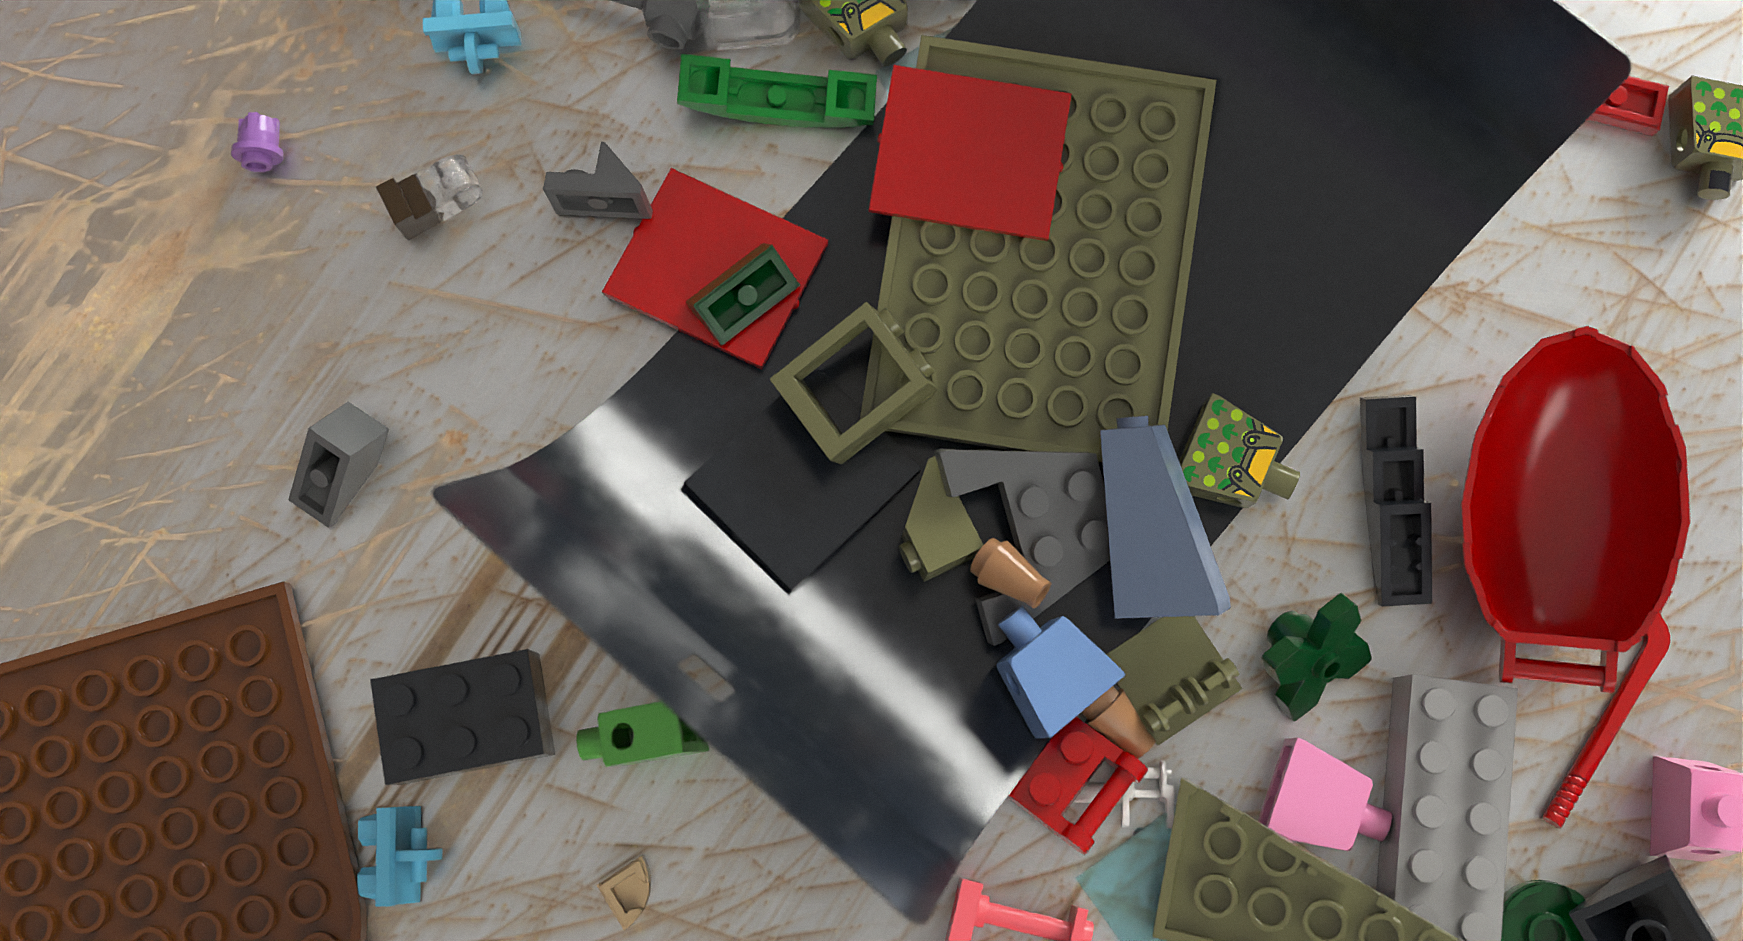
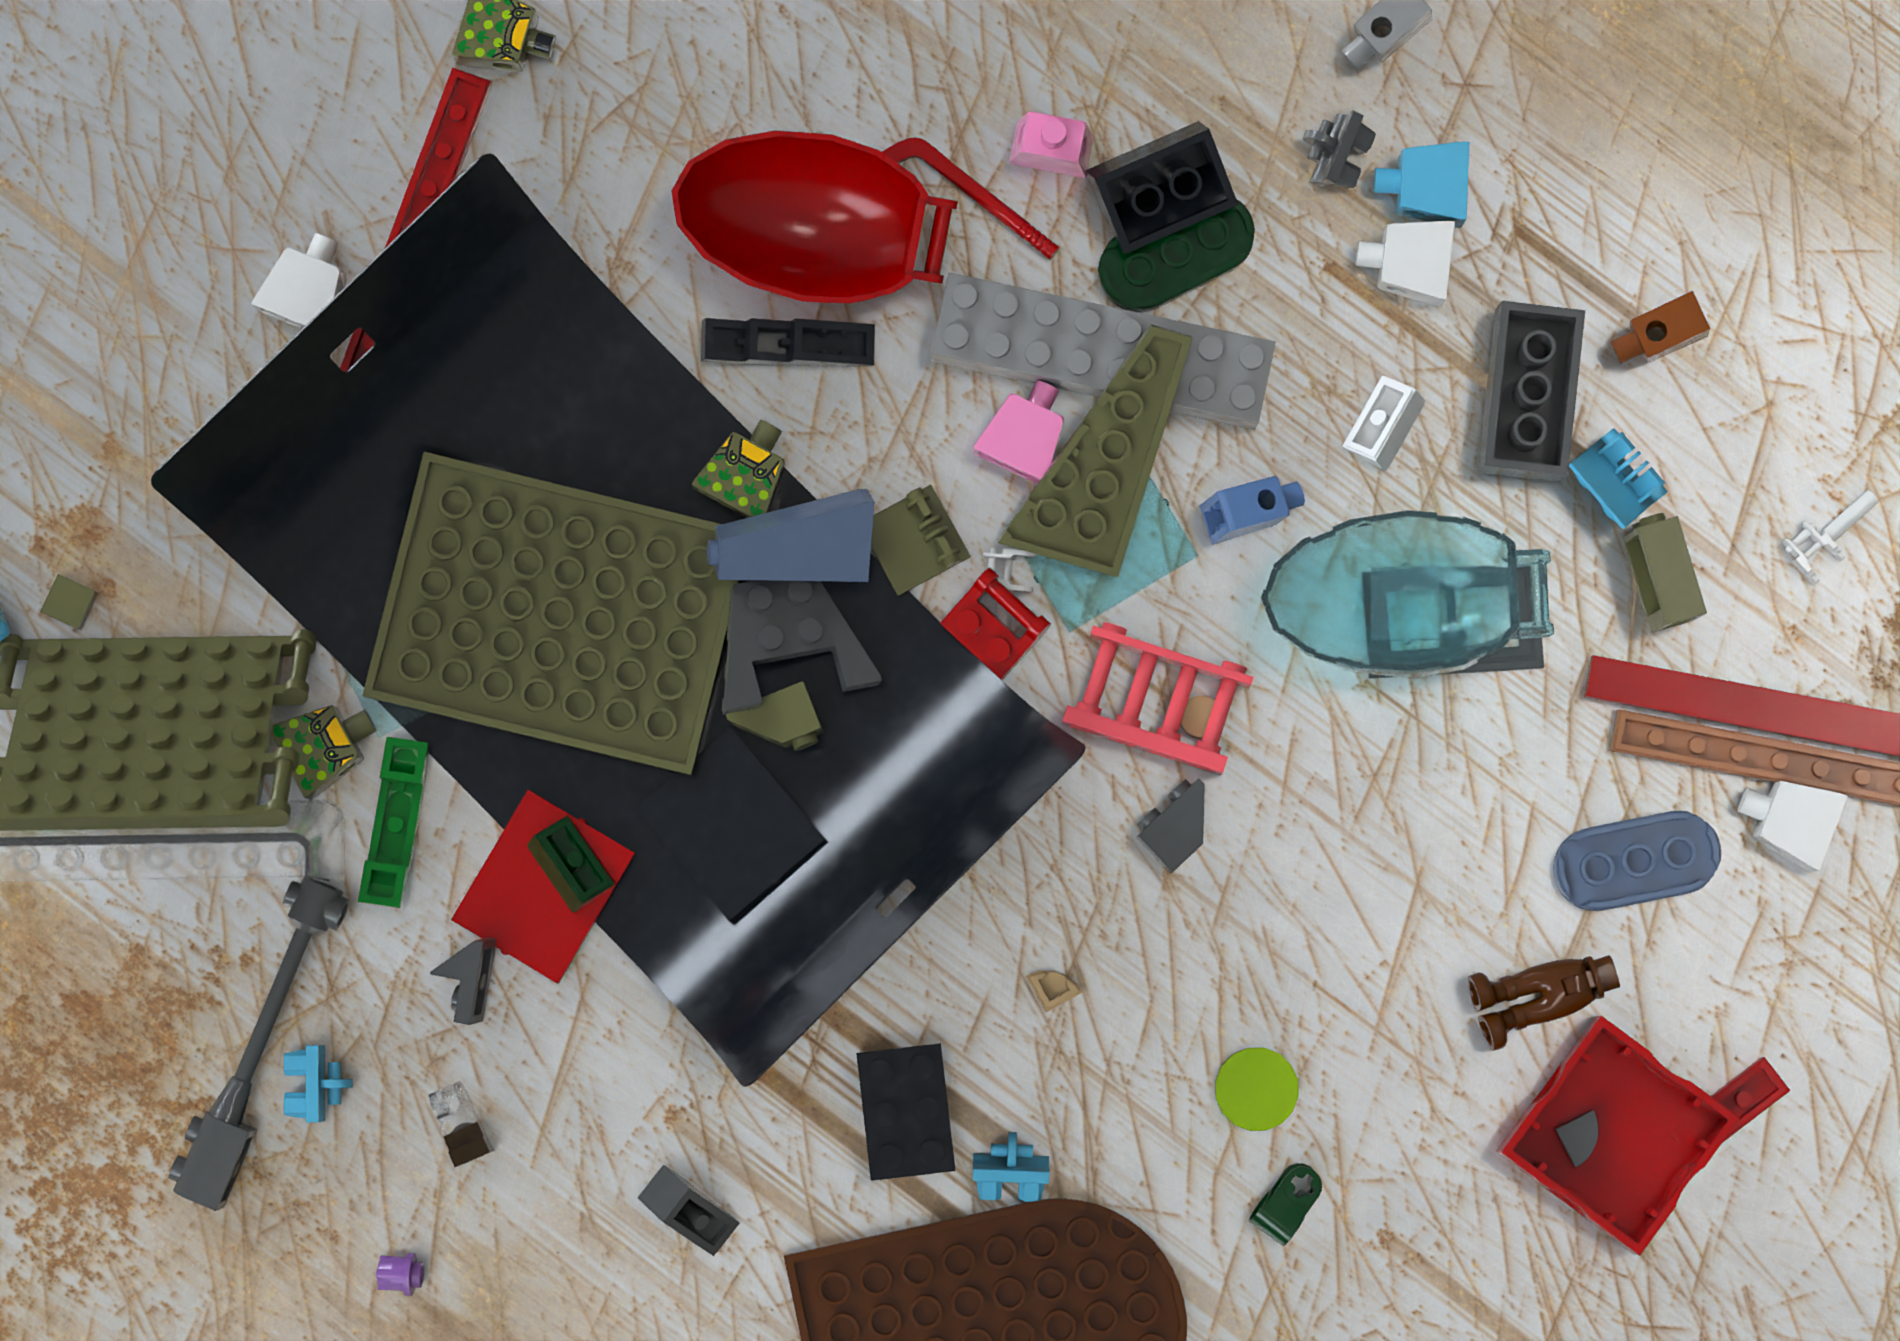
camera: 85 degrees left, 5 degrees up
(656, 736) = (930, 949): bright green torso -> none
(833, 442) = (680, 811): olive window -> none
(970, 152) = (470, 663): red piece -> none
(1008, 572) = (825, 663): medium nougat cone -> none
(1053, 671) = (906, 635): medium blue torso -> none
(1119, 722) = (948, 587): medium nougat cone -> none
(1313, 653) = (907, 428): dark green plant -> none

